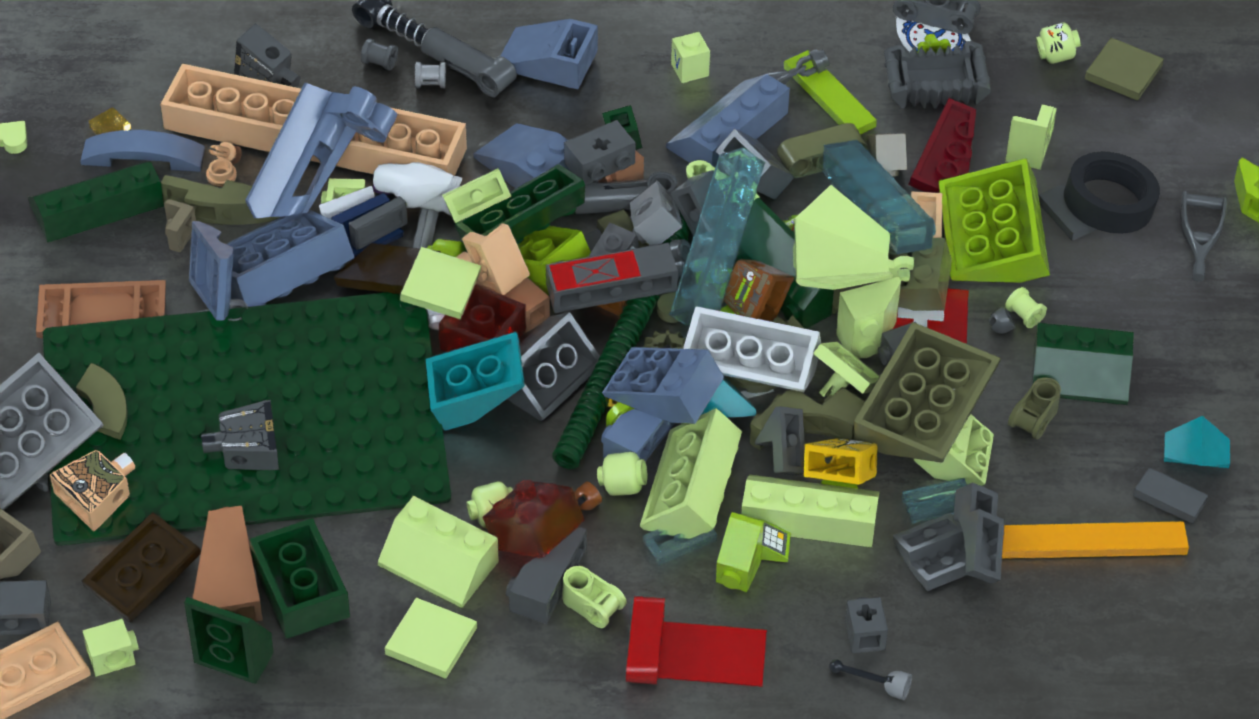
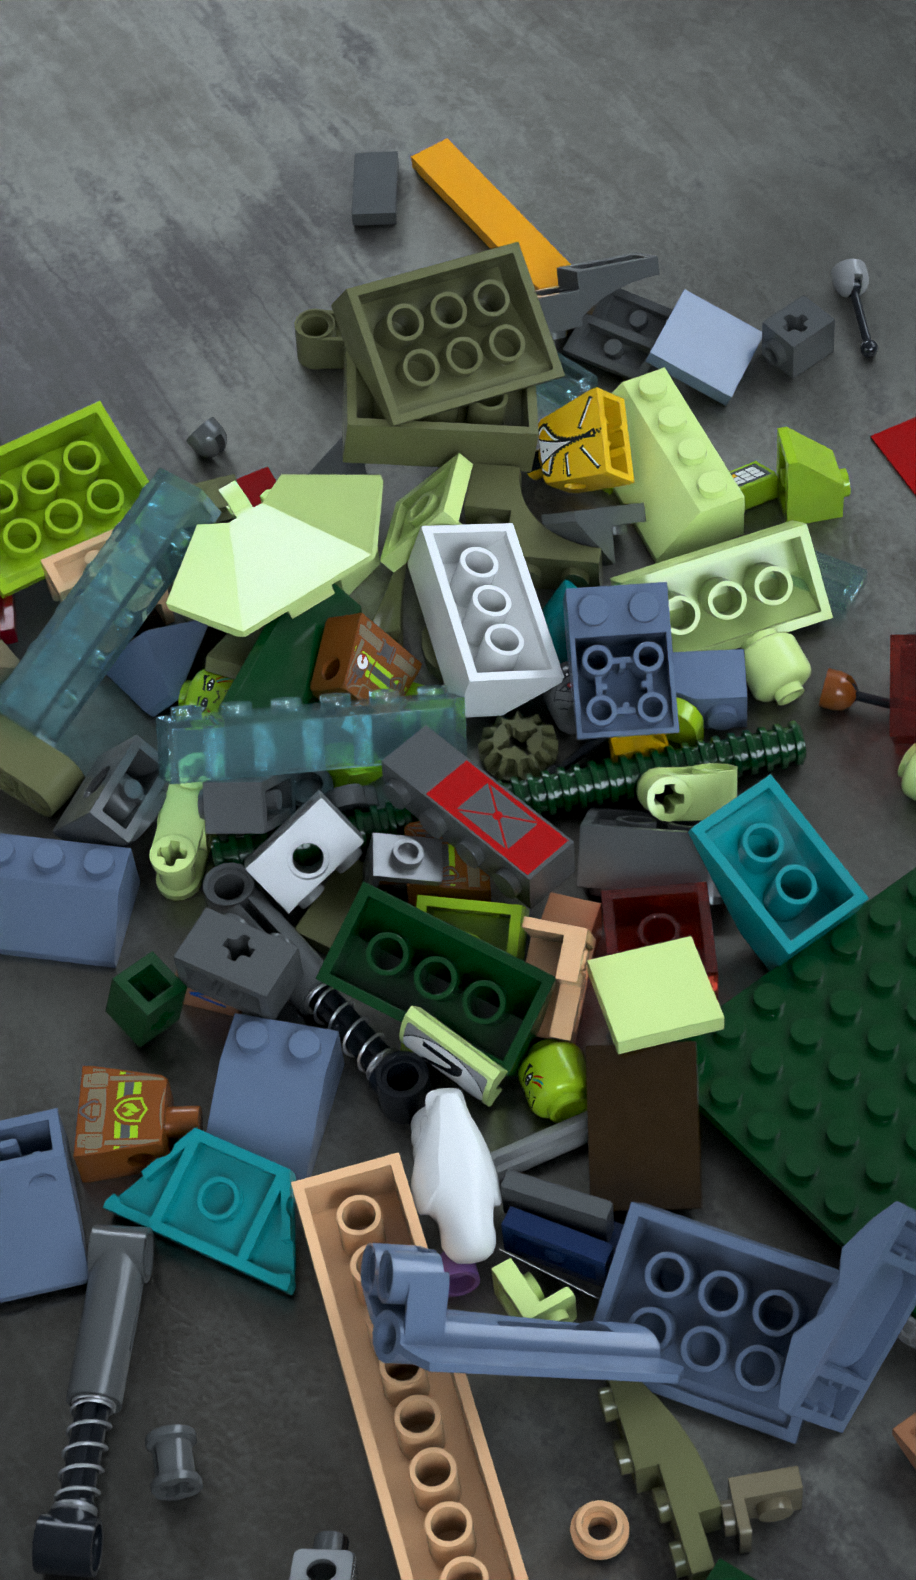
camera: 115 degrees left, 5 degrees up
(227, 151) = (556, 1542): light nougat piece -> none
(430, 75) = (174, 1353): light grey bush -> none
(495, 113) = (219, 1206): none -> teal wing
(565, 104) = (126, 1122): none -> dark orange torso
(565, 382) = (696, 790): none -> yellowish green piece
(893, 572) = (705, 347): none -> tile
(946, 392) = (448, 334): none -> olive slope
(1026, 307) = (171, 421): yellowish green bush -> none
(1085, 361) = (230, 332): slope -> none
(1197, 444) = (294, 190): teal slope -> none

